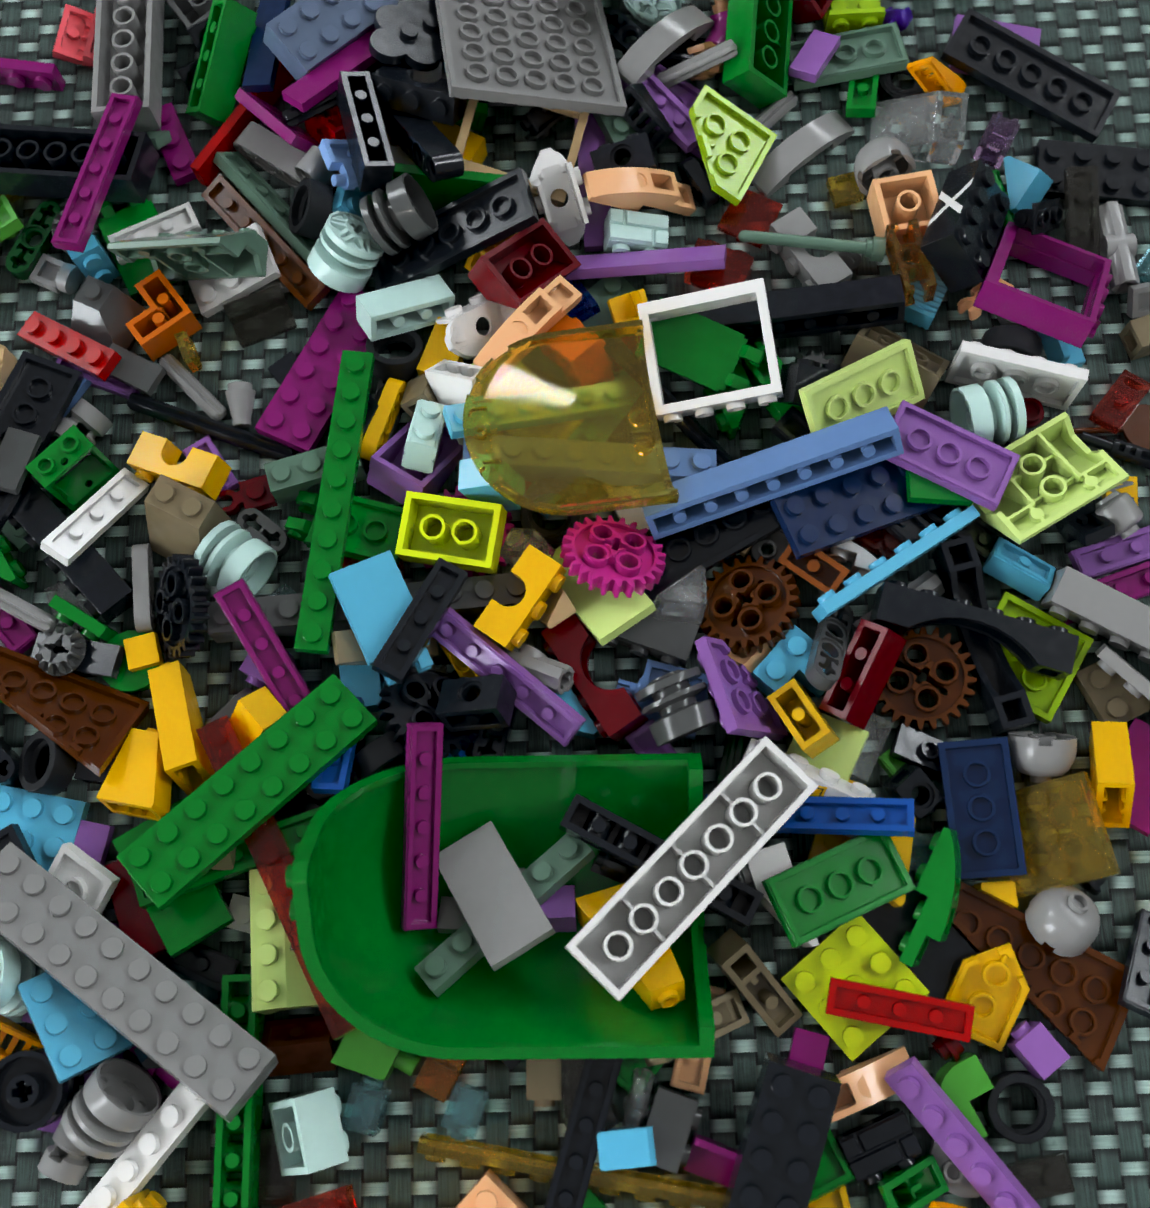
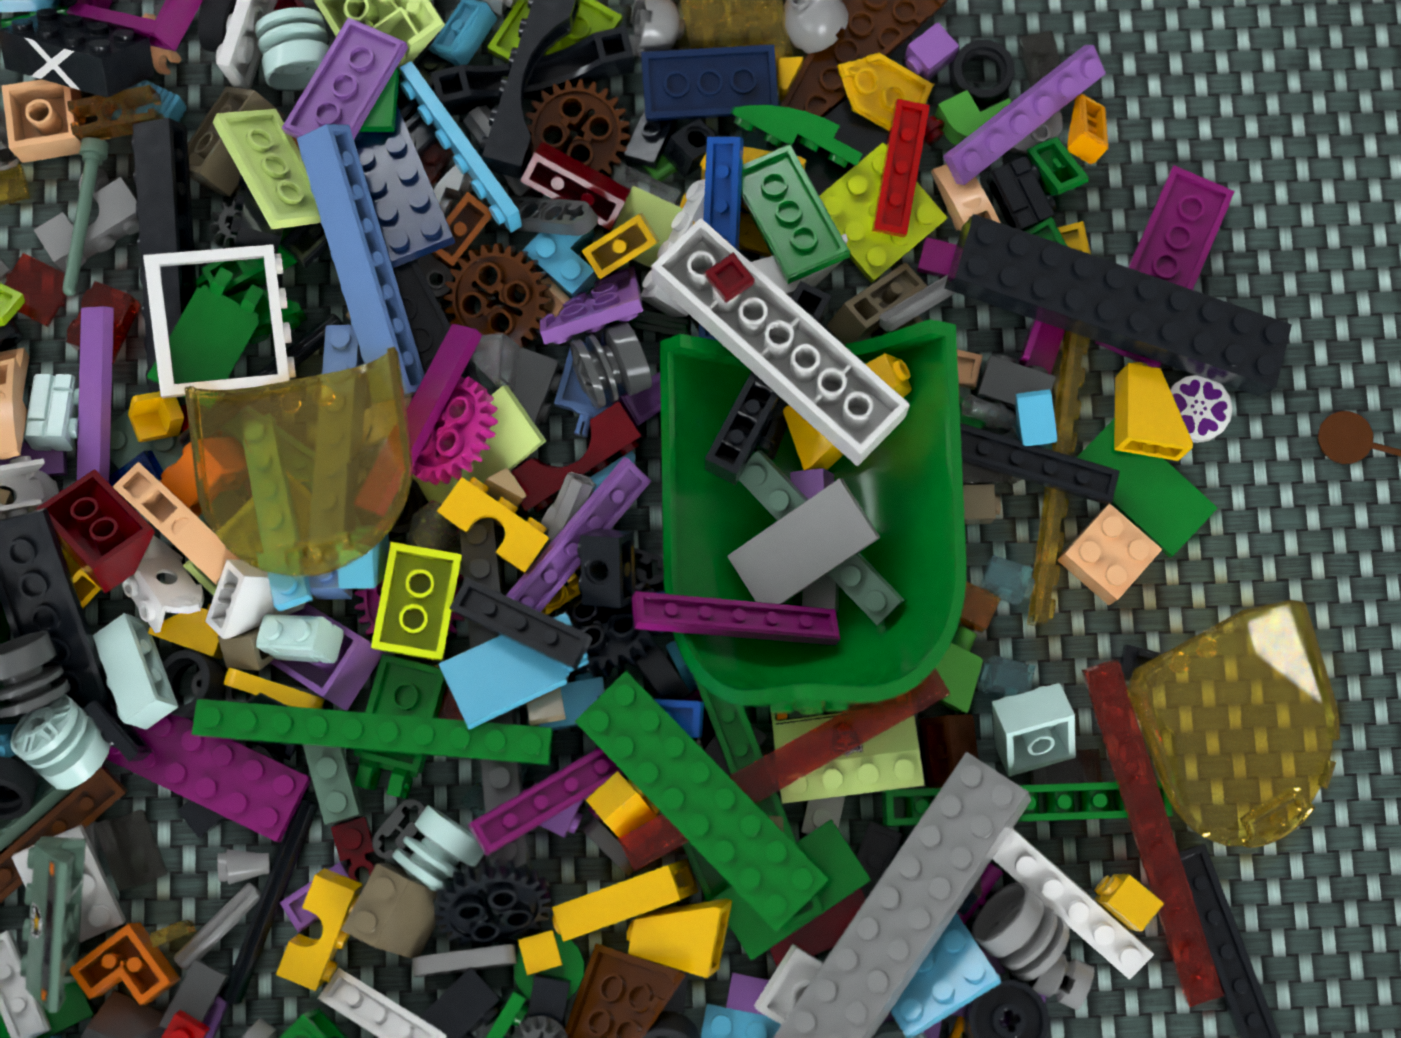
camera: 100 degrees left, 5 degrees up
(343, 303) = (116, 732): none -> black plate
(647, 542) = (439, 384): none -> magenta tile
(751, 1019) = (914, 305): none -> light grey axle
(753, 813) = (729, 277): none -> dark red tile

